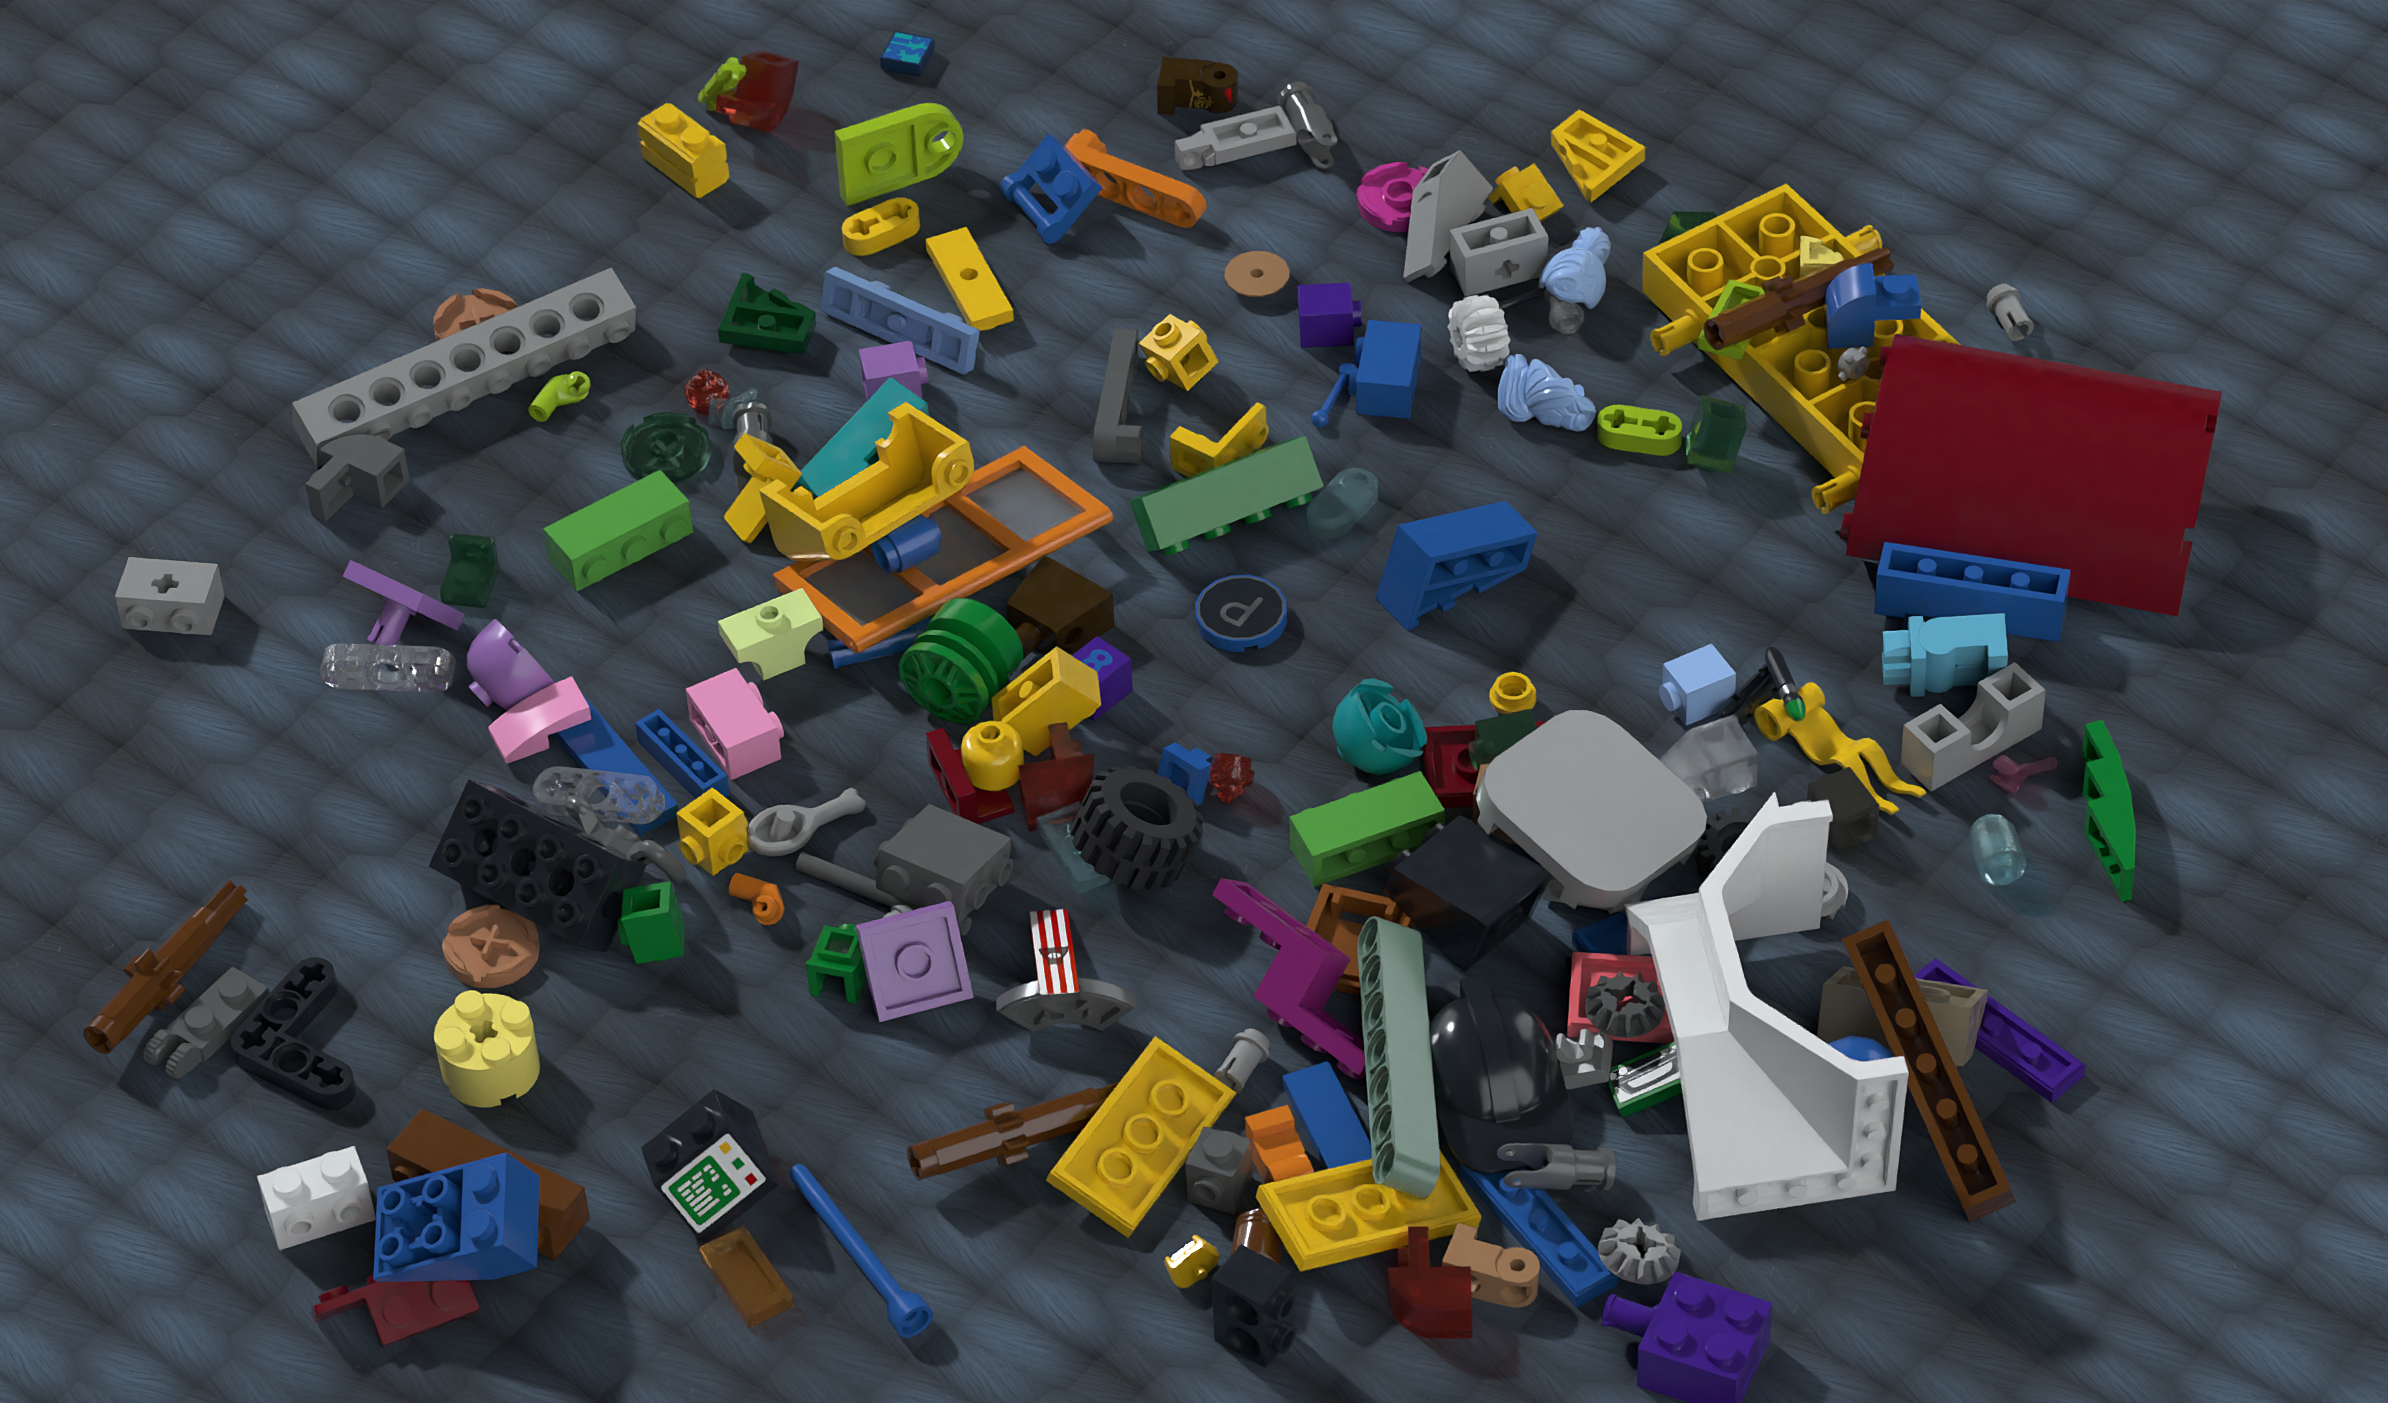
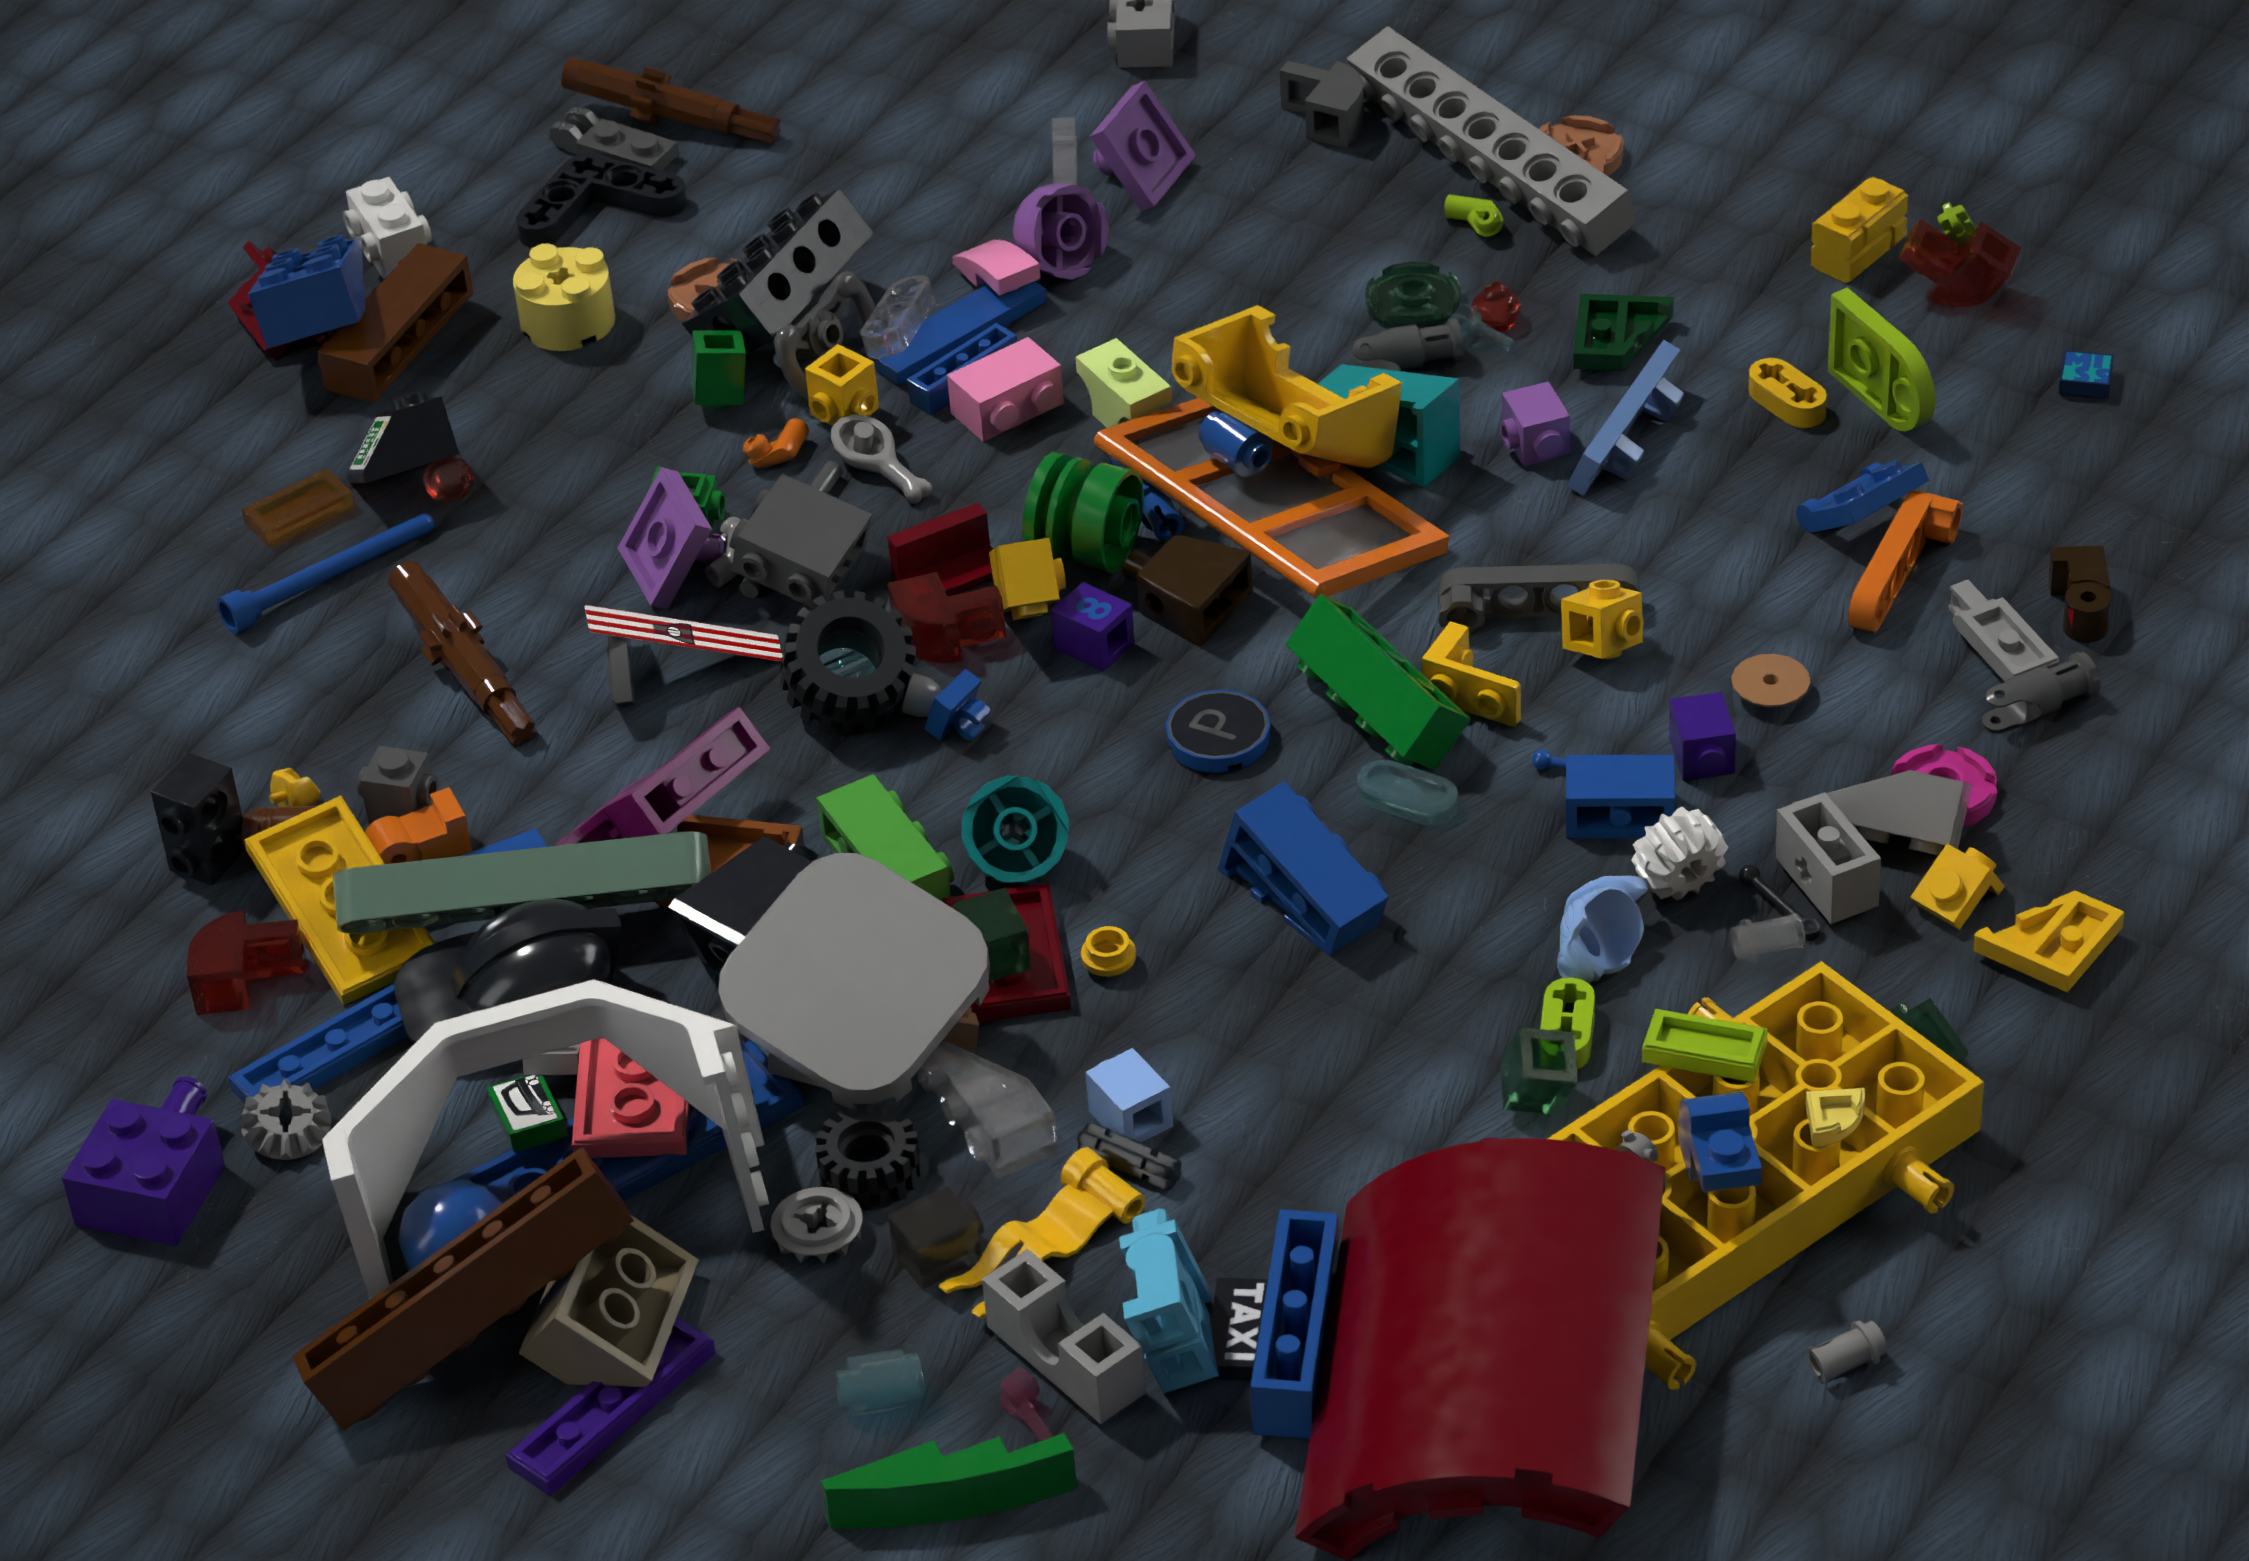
camera: 85 degrees right, 5 degrees down
(470, 571) = (1207, 201): clear green bracket -> none
(618, 530) = (1272, 274): bright green brick -> none
(765, 464) = (1334, 331): yellow bracket -> none
(969, 279) = (1706, 462): yellow tile -> none
(992, 755) = (956, 553): yellow head -> none
(1140, 1137) = (472, 735): yellow tile -> none
(1230, 775) = (962, 742): clear red plate -> none
(1248, 1051) = (570, 800): light grey pin -> none
(1497, 1274) = (264, 1000): medium nougat leg -> none
(1559, 1166) = (386, 1031): dark grey piece -> none
(1578, 272) = (1808, 930): light blue hair -> none
(1635, 1017) = (604, 1072): dark grey gear -> none
(1785, 302) = (1717, 1067): reddish brown piece -> none
(1786, 687) = (1082, 1166): black piece -> none

